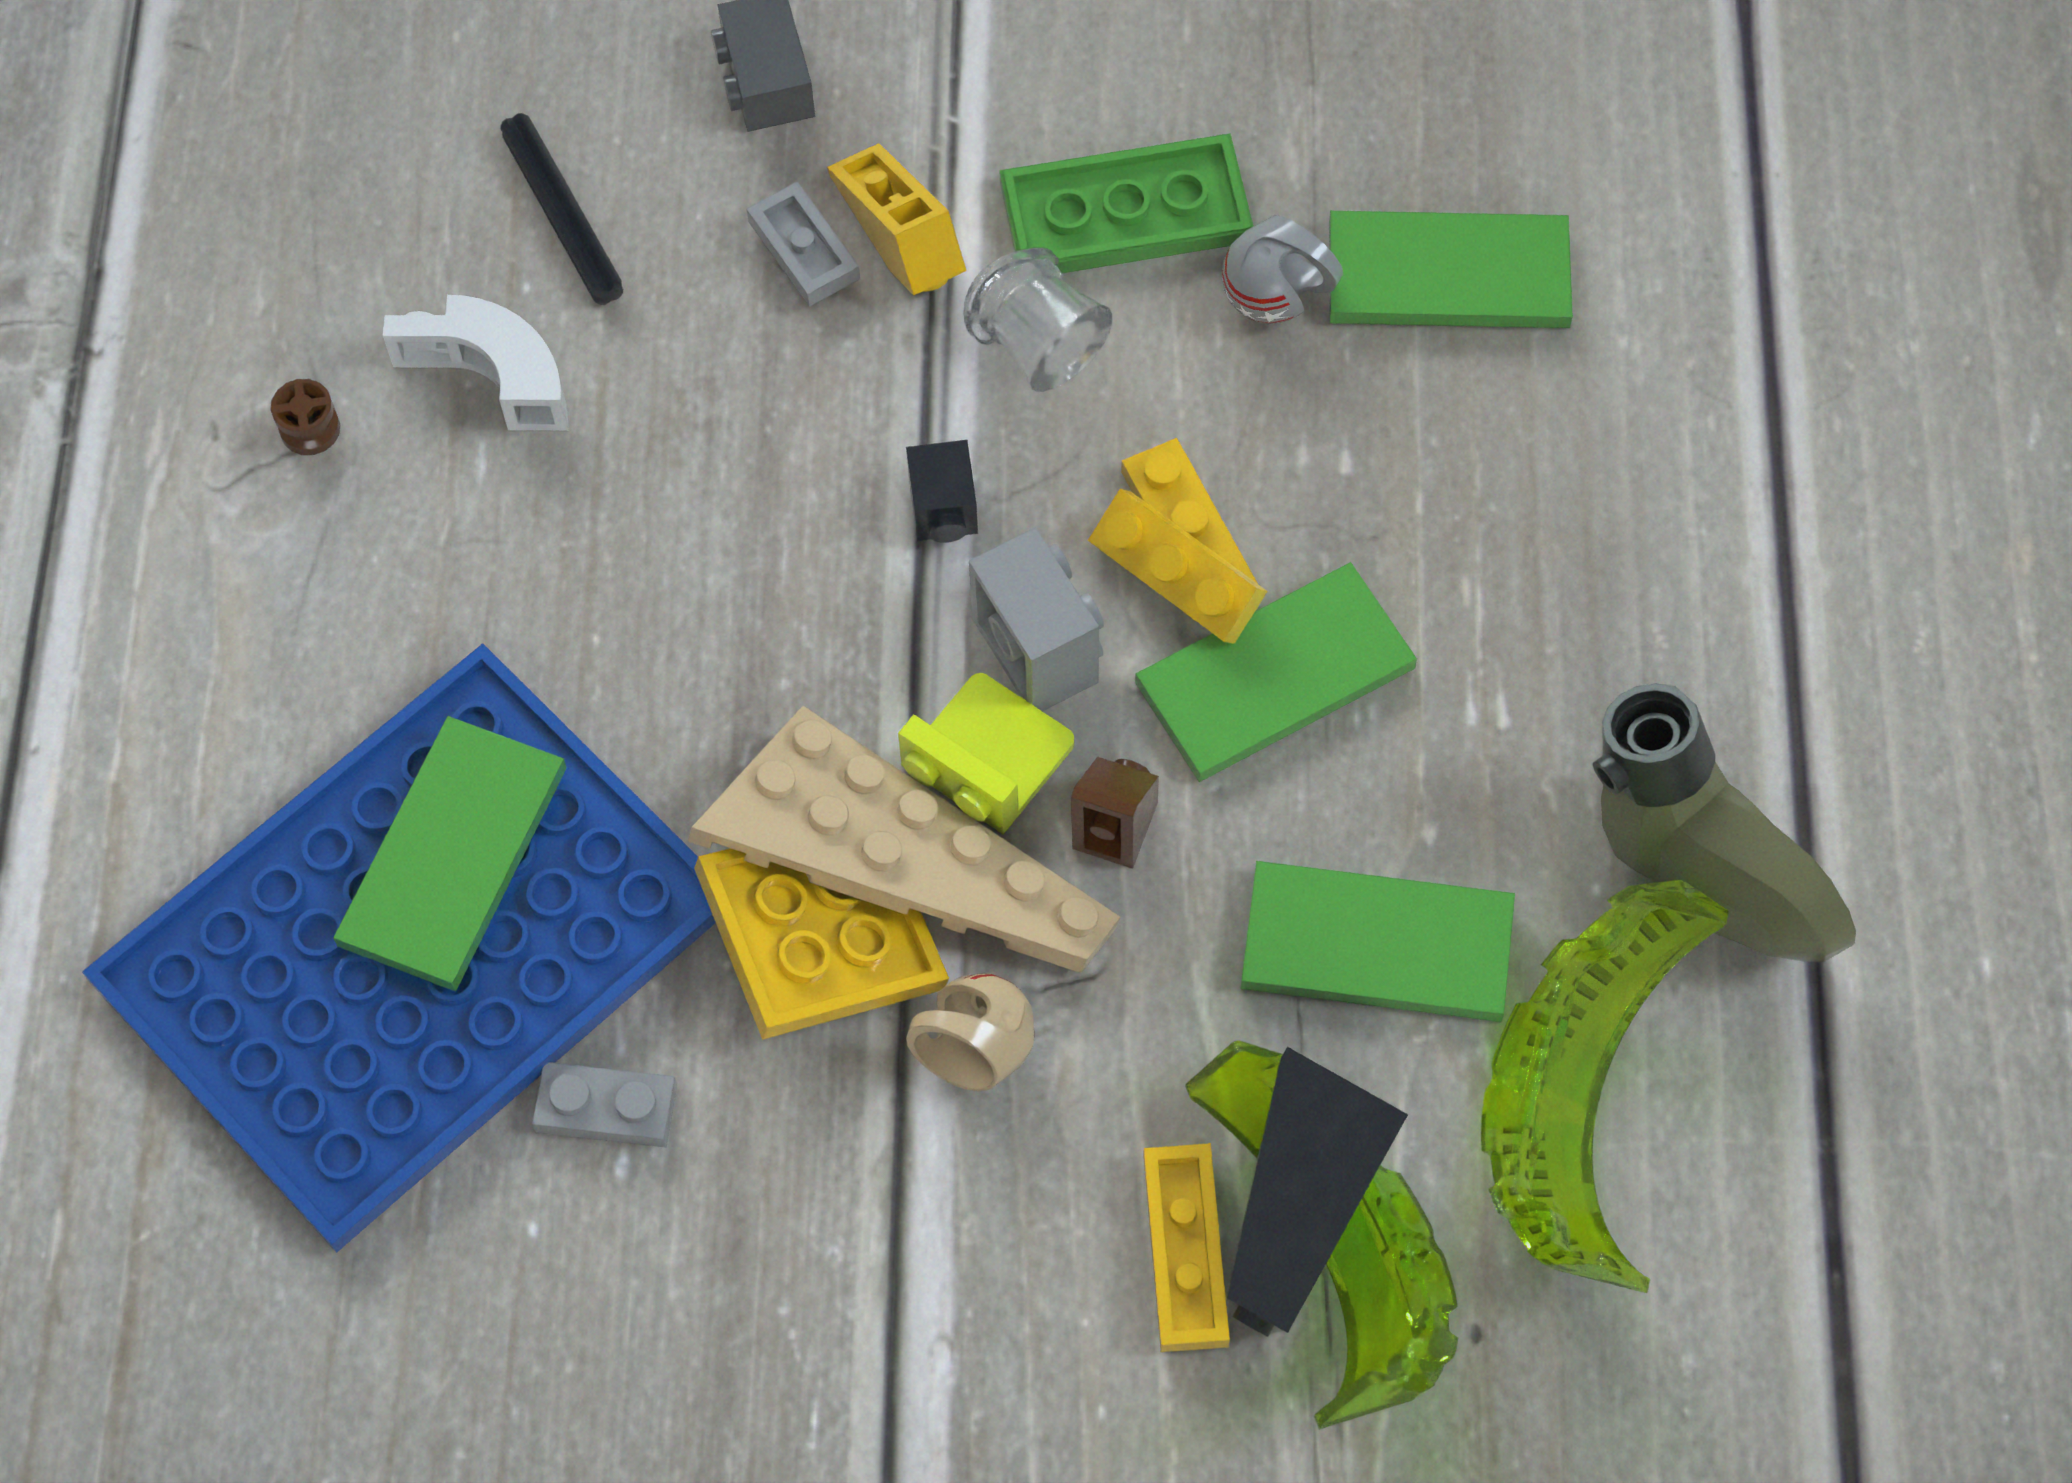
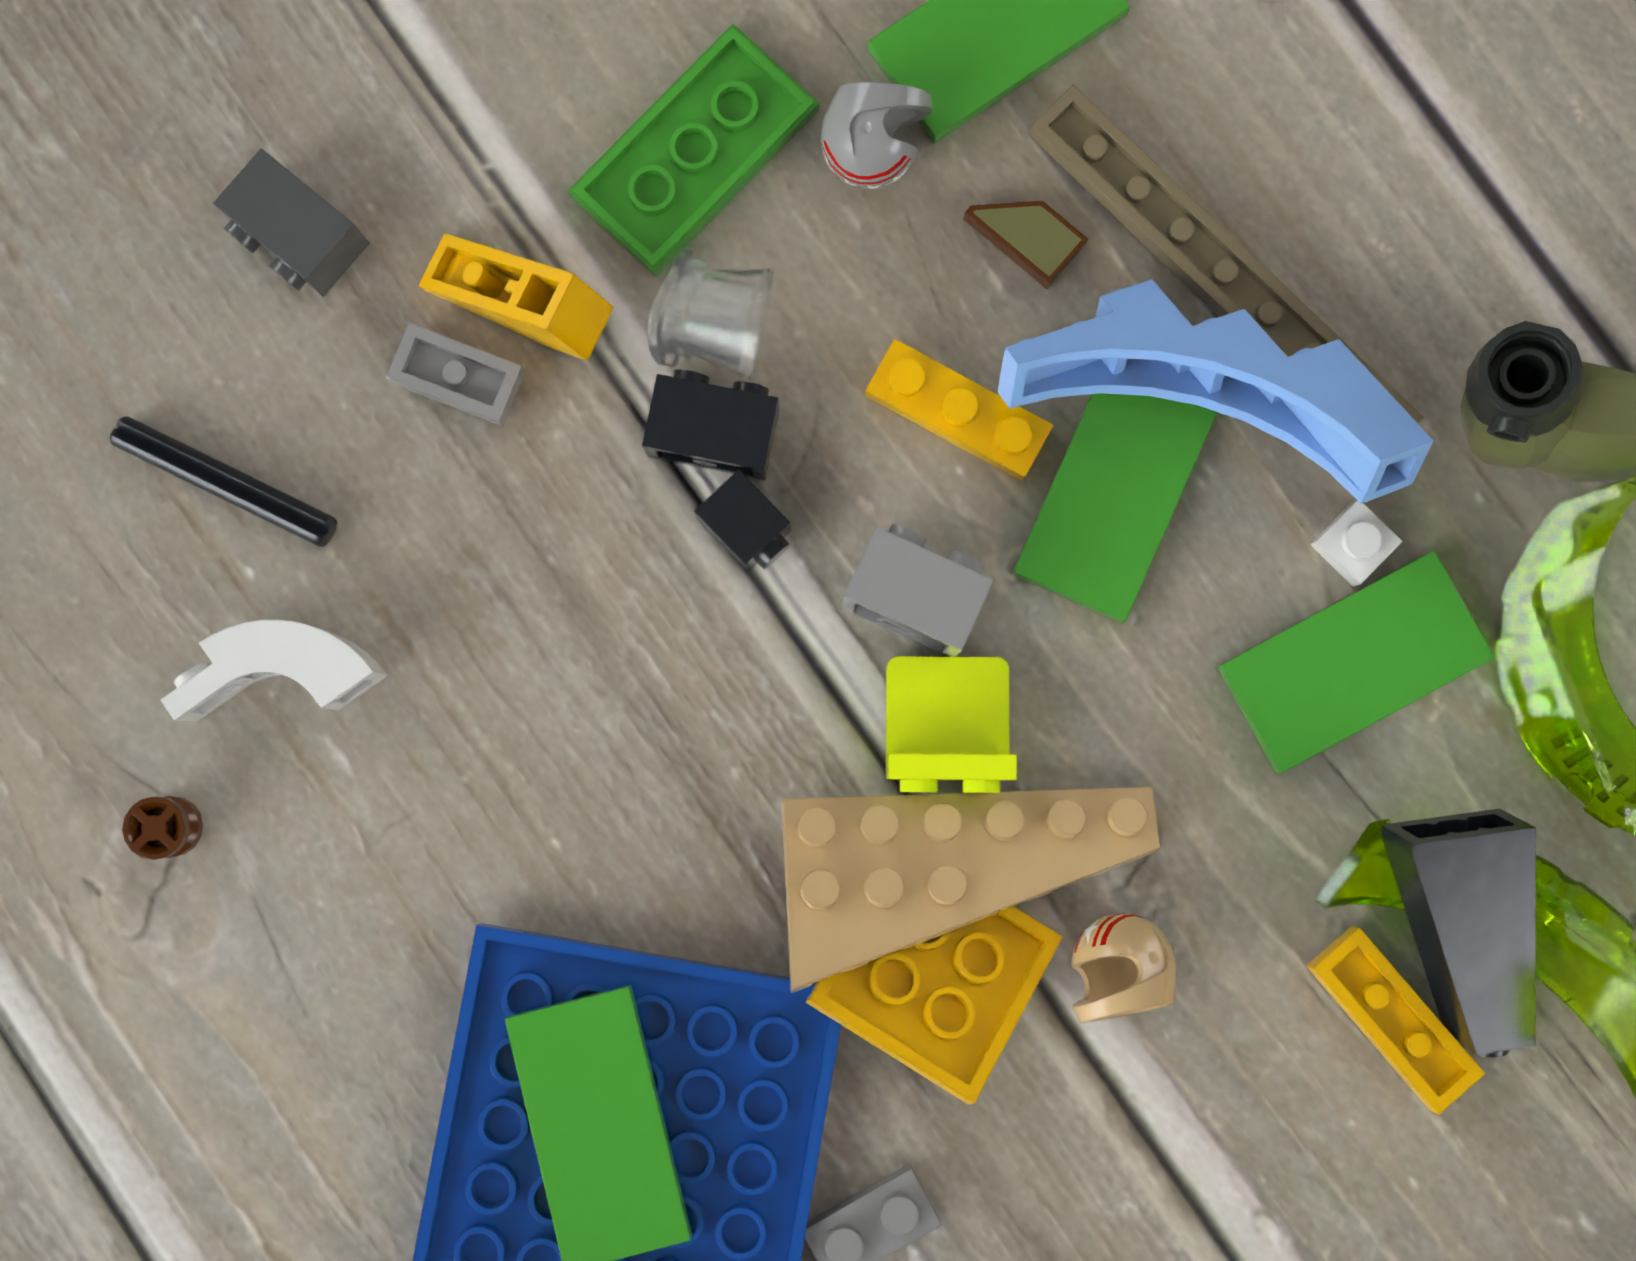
camera: 40 degrees left, 20 degrees up
(970, 399) = (711, 424): none -> black brick
(1113, 810) = (1090, 702): reddish brown slope -> none
(1177, 566) = (983, 457): yellow plate -> none
(1354, 437) = (1029, 235): none -> olive tile
(1374, 560) = (1311, 400): none -> light blue arch
(1453, 847) = (1356, 543): none -> white plate
(1497, 570) = (1178, 226): none -> dark tan plate

